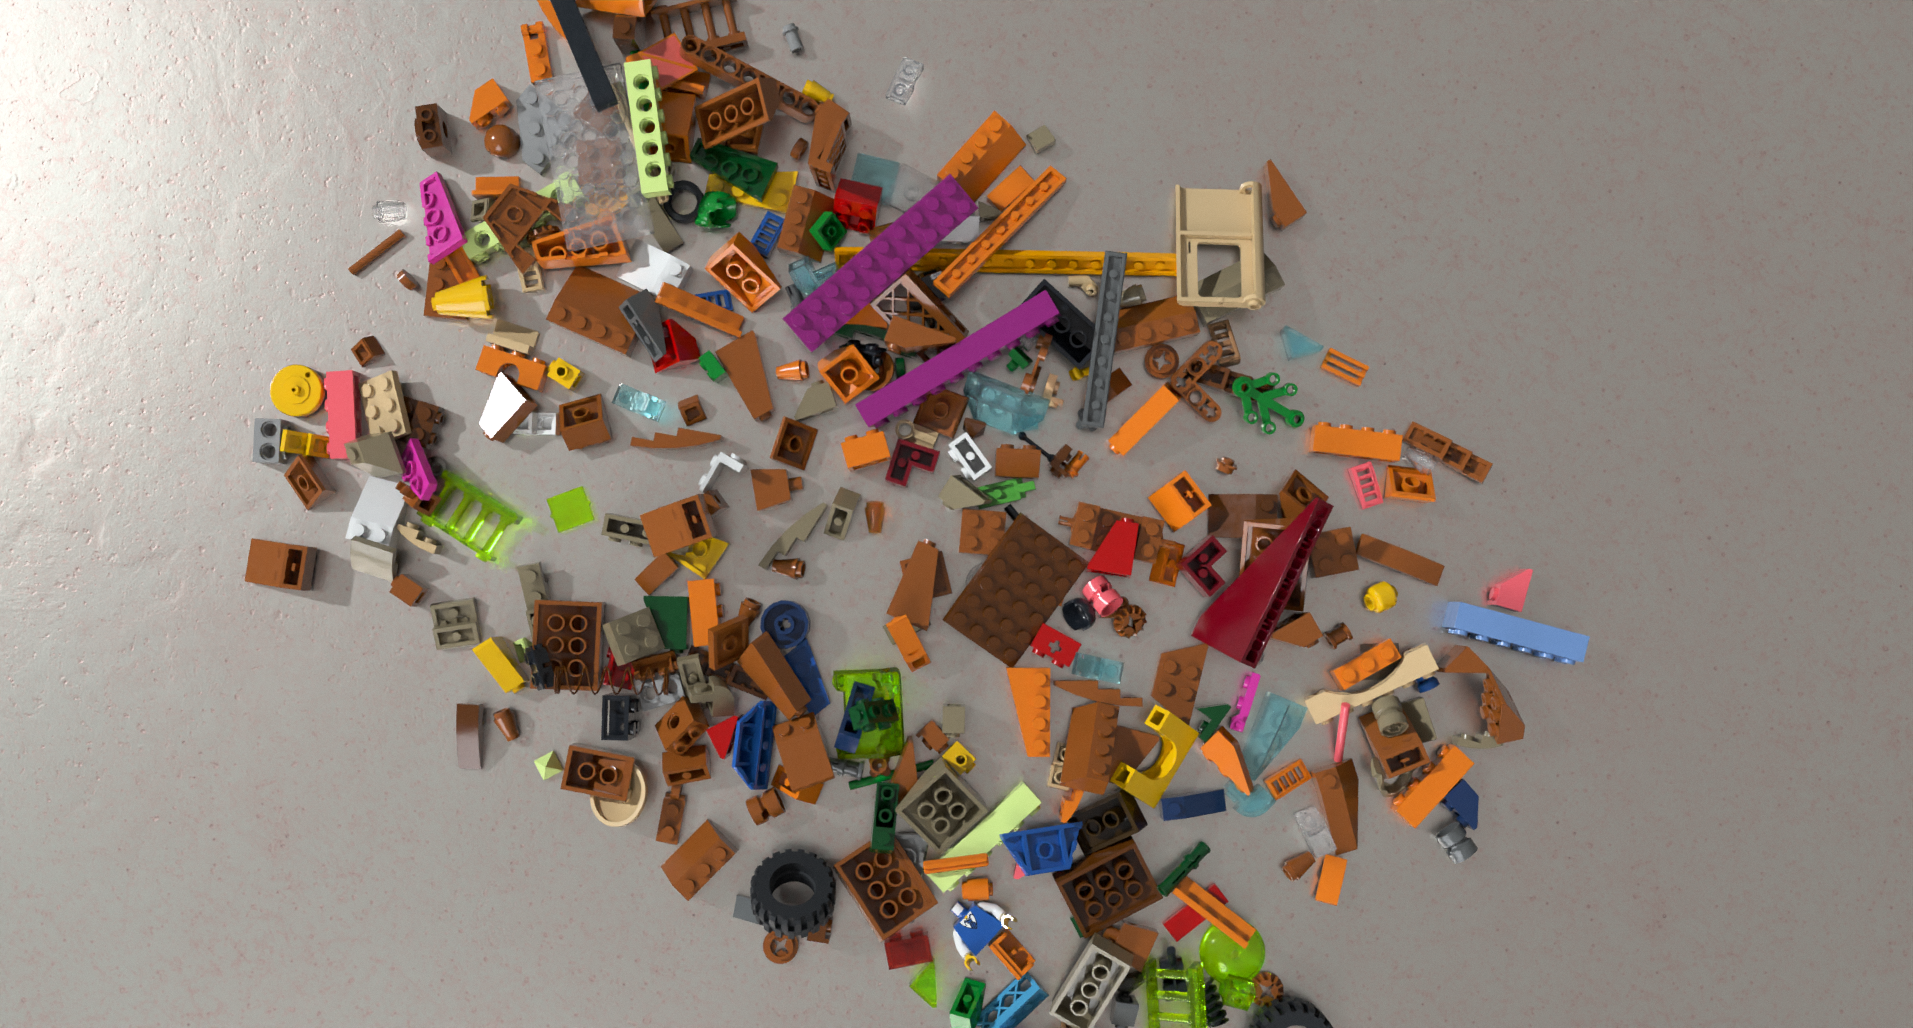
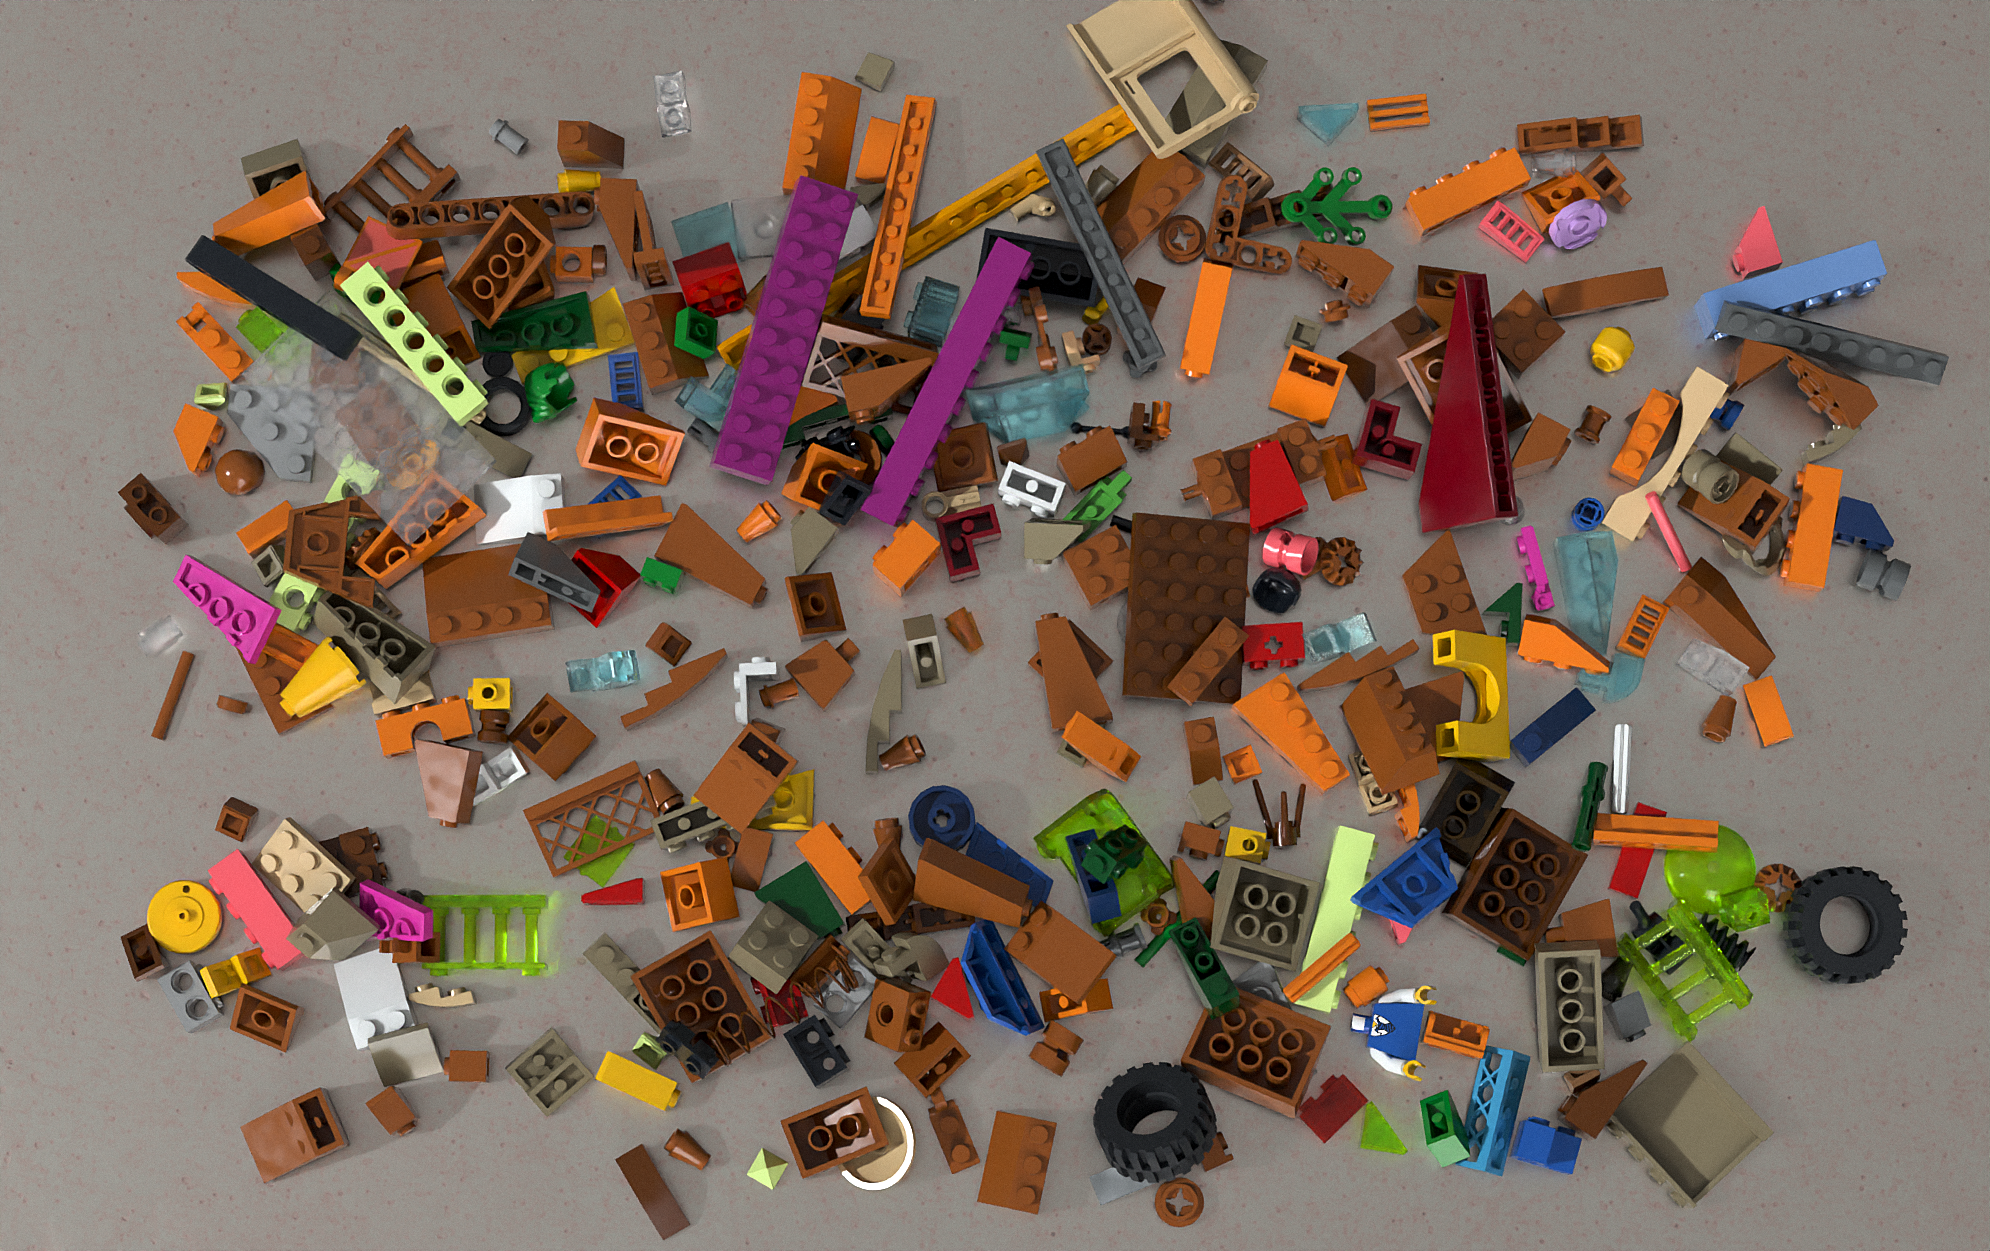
camera: 30 degrees left, 5 degrees down
(257, 398) = (143, 953): none -> reddish brown slope
(345, 588) = (393, 1111): none -> dark orange slope
(513, 83) = (210, 395): none -> yellowish green slope
(513, 299) = (375, 644): none -> dark tan wedge
(554, 394) = (493, 727): none -> reddish brown wheel
(562, 60) = (258, 329): none -> clear neon green brick
(569, 546) = (624, 893): none -> red slope
(580, 469) = (583, 794): none -> dark orange fence
(612, 575) = (699, 894): none -> orange slope
(630, 499) = (664, 792): none -> dark orange cone
(641, 560) = (715, 845): none -> dark orange plate
(698, 174) = (497, 364): none -> black tile
(738, 482) = (778, 692): none -> orange pin
(783, 150) = (582, 274): none -> orange brick
(836, 74) = (589, 145): none -> dark orange slope
(851, 390) = (844, 498): none -> black slope
(971, 683) = (1203, 750): none -> dark orange slope
(980, 309) = (933, 310): none -> clear light blue brick
(989, 705) = (1242, 764): none -> orange tile
(989, 763) = (1284, 832): none -> reddish brown plant
(1007, 632) = (1208, 661): none -> dark orange plate
(1070, 394) = (1099, 335): none -> reddish brown wheel
(1197, 467) = (1303, 333): none -> dark tan plate
(1218, 856) = (1621, 769): none -> white axle
(1254, 448) = (1350, 268): none -> dark orange slope
(1296, 686) = (1585, 519): none -> blue wheel
(1410, 507) = (1577, 223): none -> lavender tile
(1446, 490) = (1606, 179): none -> dark orange brick
(1519, 681) = (1831, 342): none -> dark grey plate

